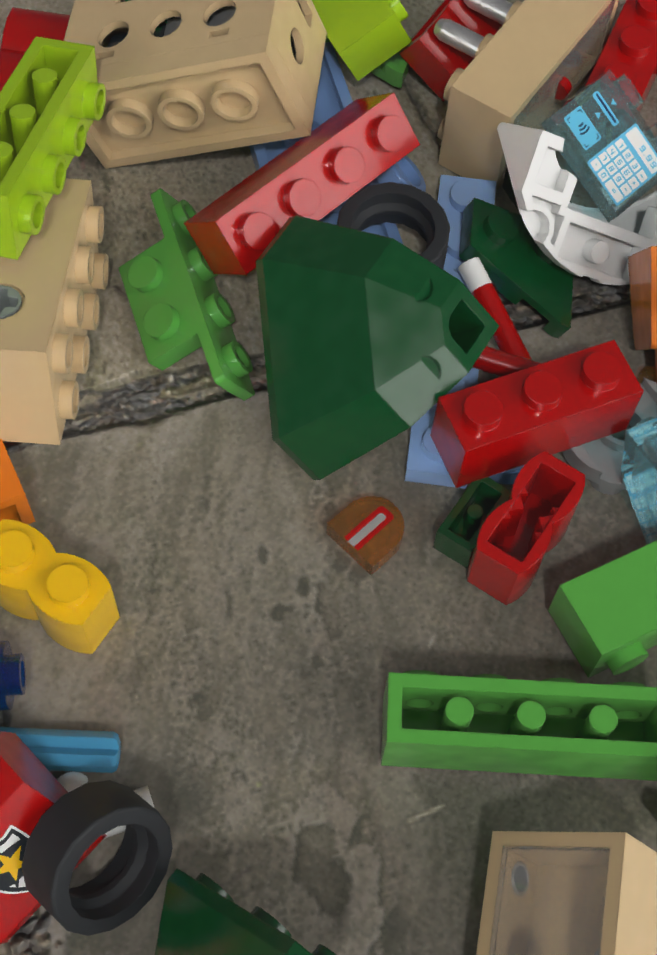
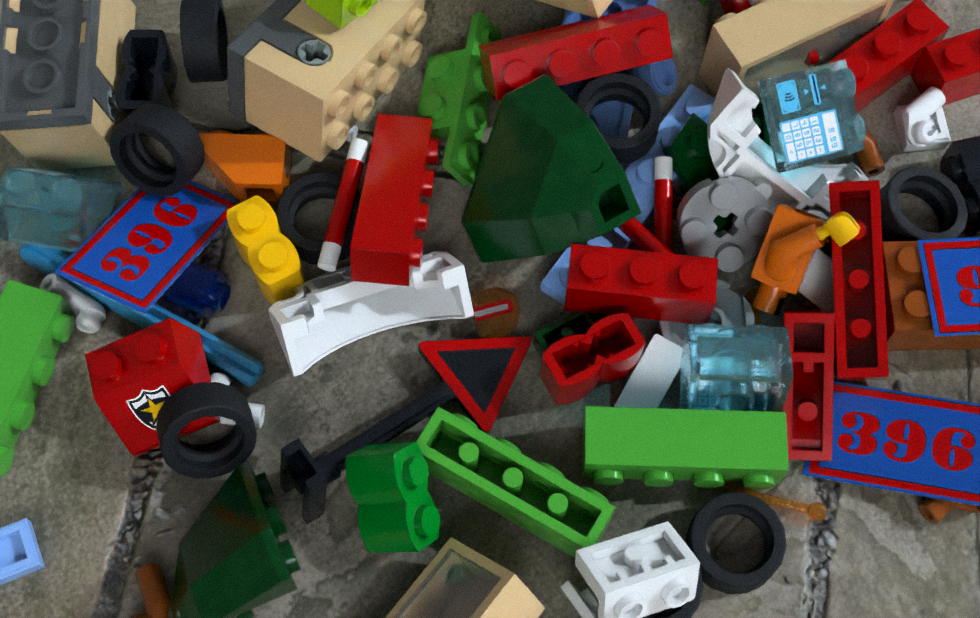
camera: 30 degrees right, 5 degrees up
(93, 471) = (297, 195): none -> black tyre
(120, 484) = (343, 205): none -> red bar
(183, 450) = (392, 201): none -> red brick
(209, 585) = (339, 311): none -> white windscreen
(391, 617) = (471, 373): none -> black piece
(393, 818) = (392, 497): none -> green brick
(569, 273) = (721, 198): none -> light grey plate
(598, 519) = (652, 374): none -> white sticker

